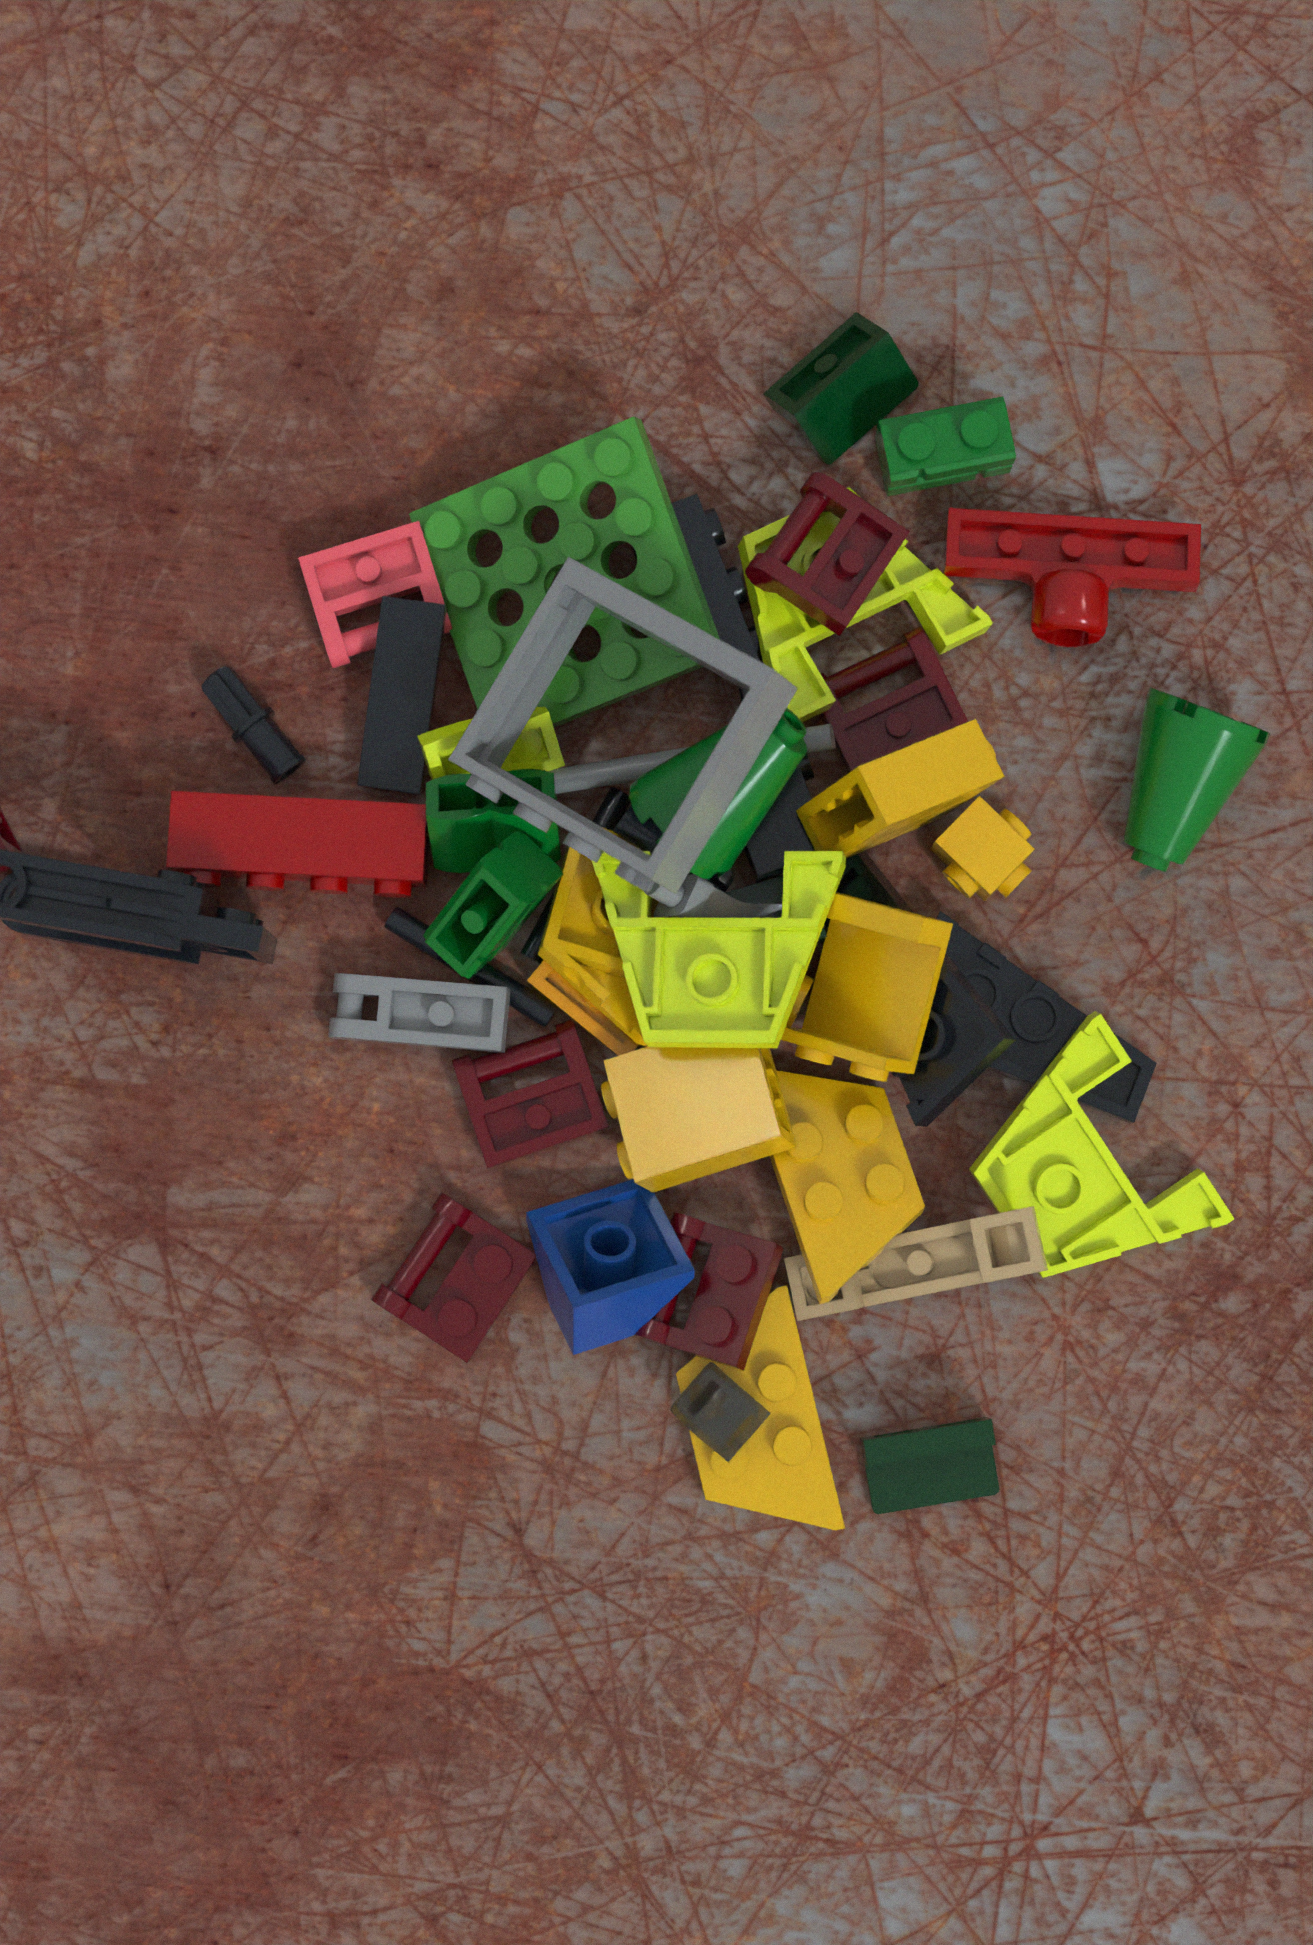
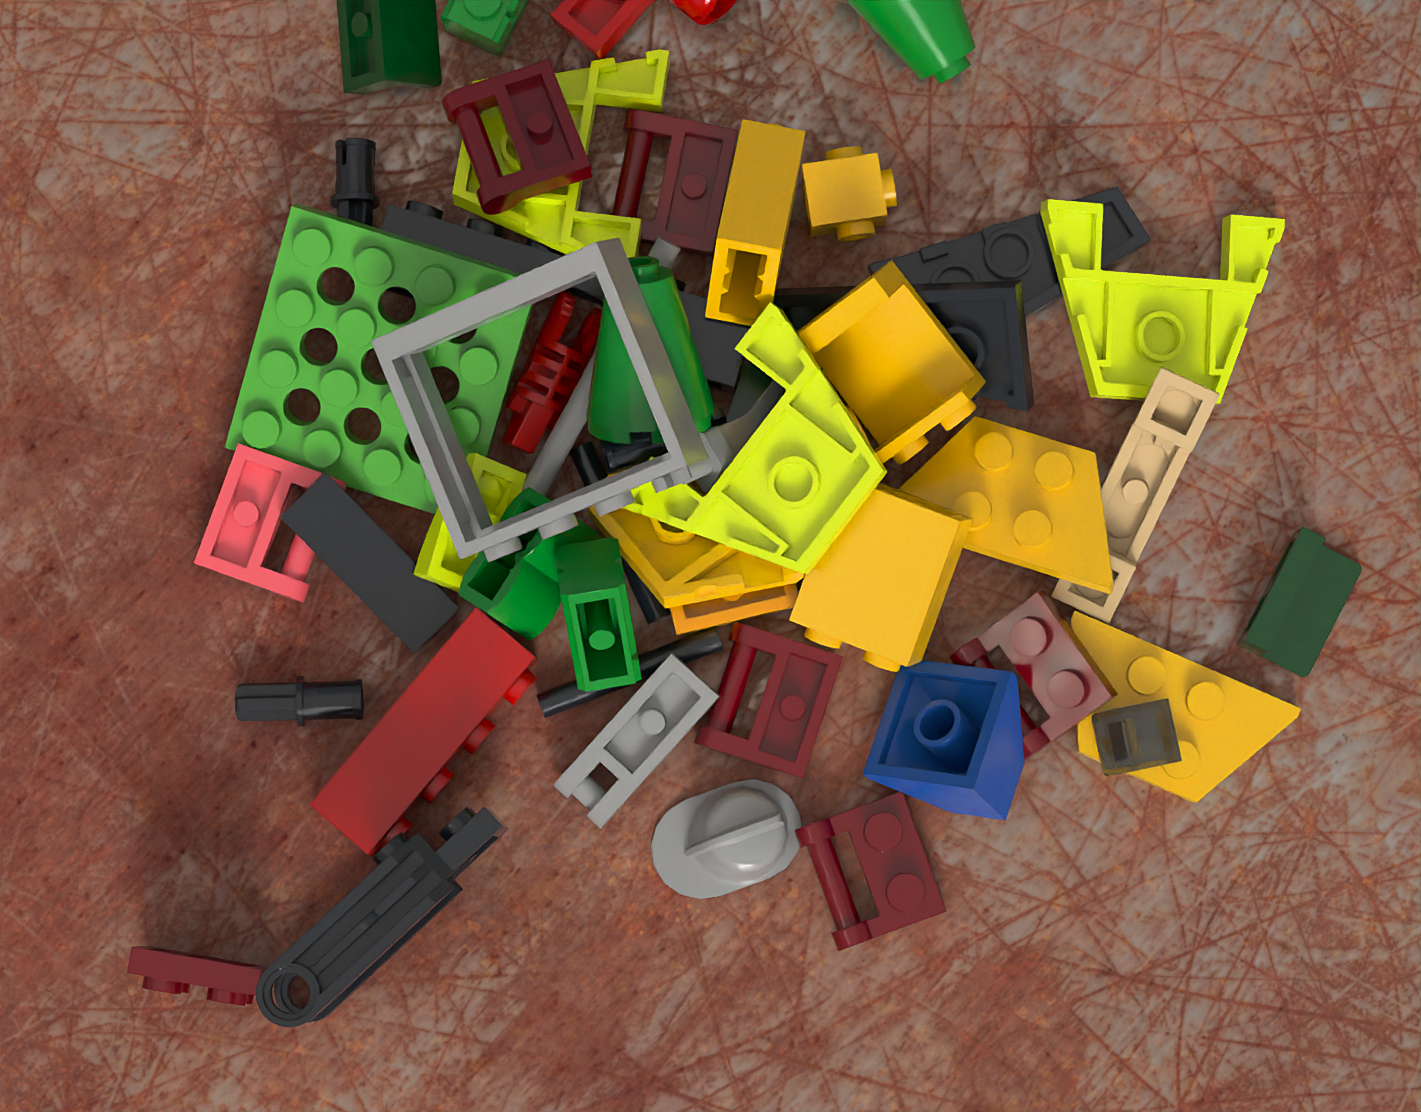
camera: 55 degrees left, 0 degrees up
(395, 1143) = (726, 839): none -> light grey piece
(655, 723) = (549, 375): none -> red hinge
(698, 456) = (355, 180): none -> black axle

